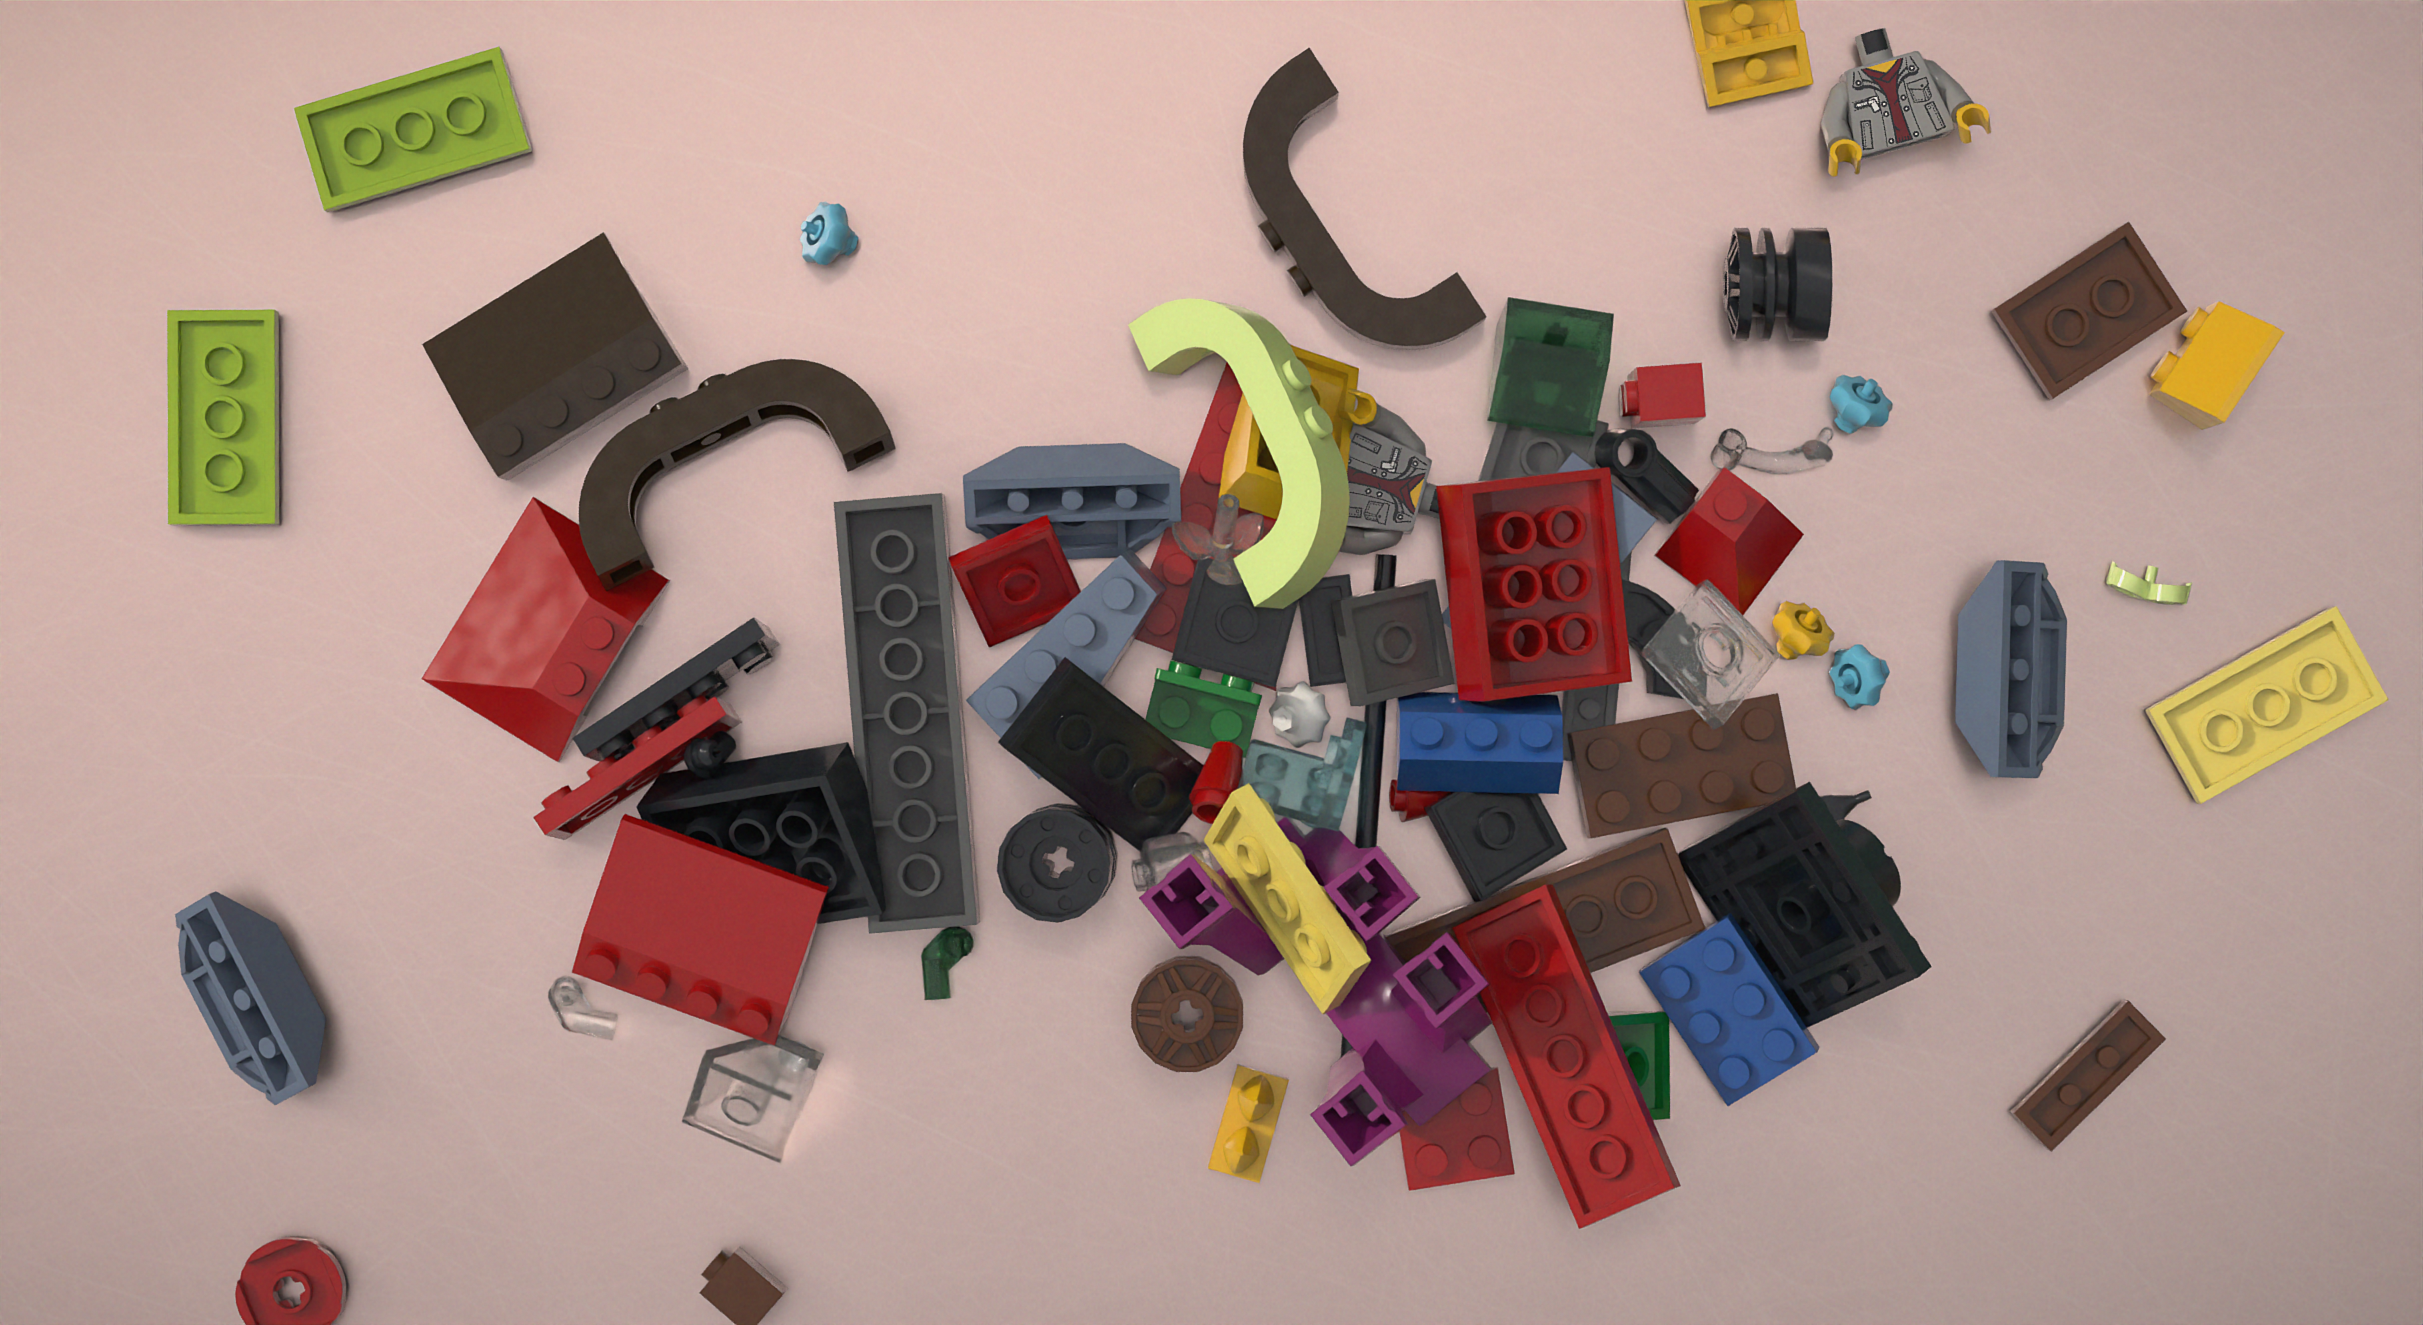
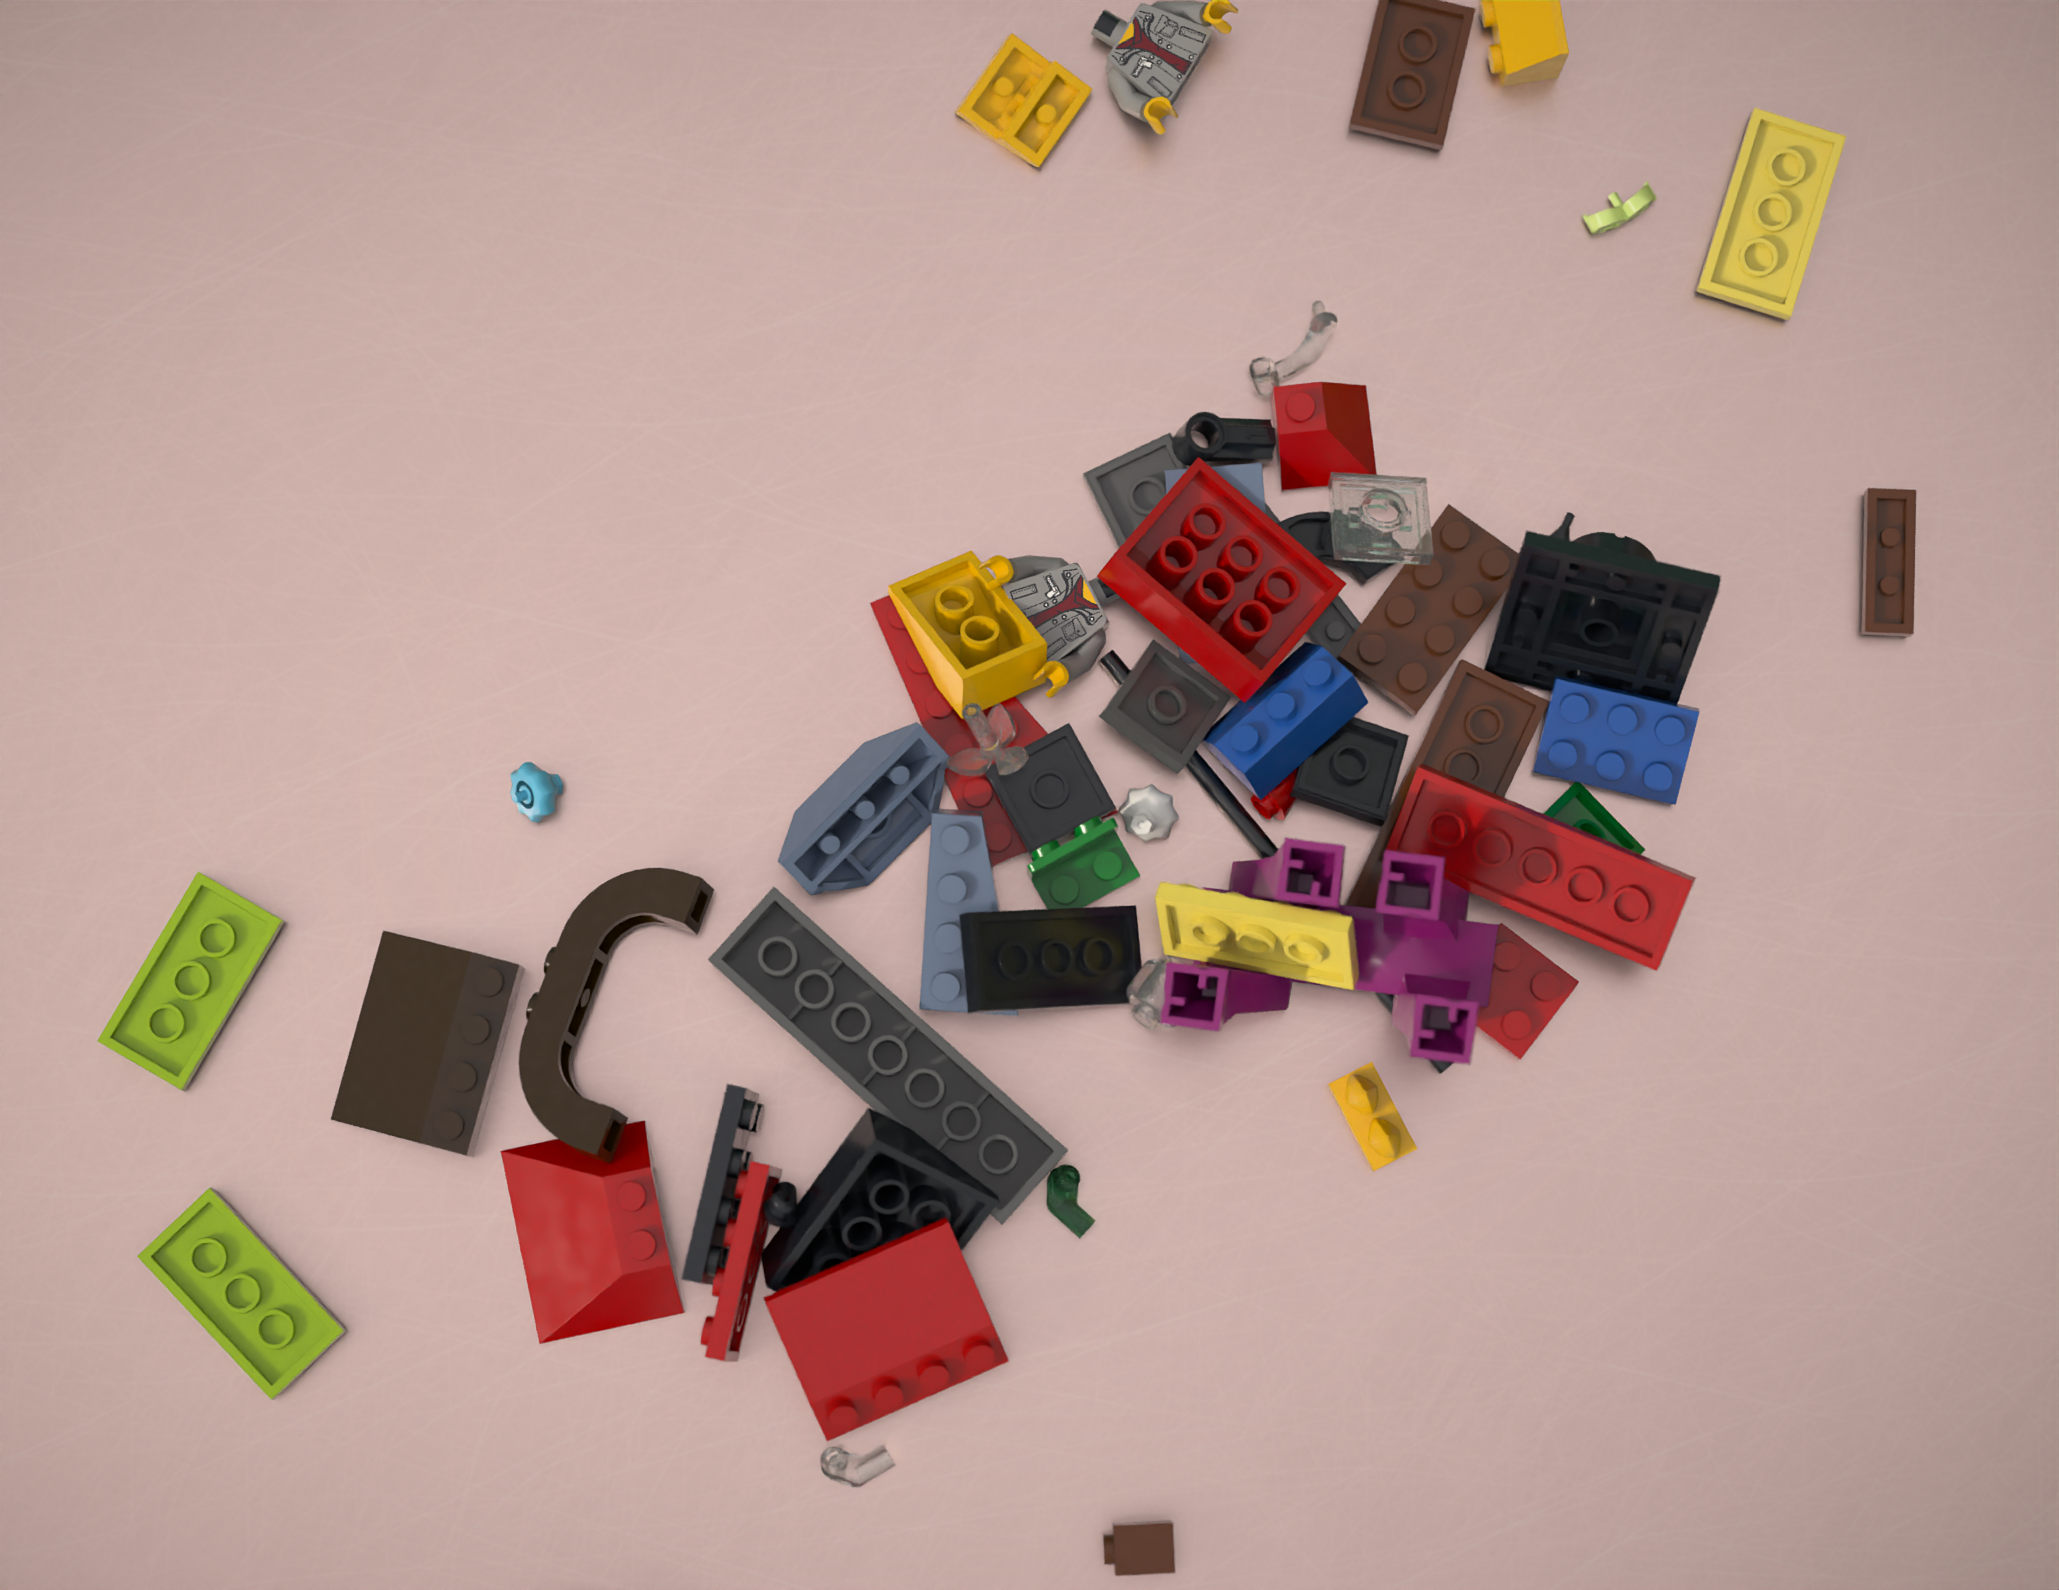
camera: 50 degrees left, 5 degrees down
(753, 1093) = (1024, 1409): clear slope -> none
(1015, 580) = (877, 900): red tile -> none
(1030, 877) = (1070, 1086): black wheel -> none
(1160, 996) = (1234, 1082): reddish brown wheel -> none
(1216, 780) = (1136, 906): red cone -> none
(1292, 424) = (969, 620): yellowish green arch -> none
(1305, 784) = (1198, 854): clear light blue bracket -> none
(1319, 267) = (875, 503): dark brown arch -> none
(1320, 632) = (1109, 744): black tile -> none
(1549, 366) = (1096, 429): clear green slope -> none
(1663, 395) = (1189, 378): red brick -> none
(1779, 284) = (1204, 228): black wheel -> none
(1801, 631) = (1425, 449): yellow piece -> none
(1858, 676) = (1490, 443): medium azure piece -> none
(1859, 403) = (1321, 266): medium azure piece -> none
(2012, 669) = (1584, 344): sand blue wedge -> none

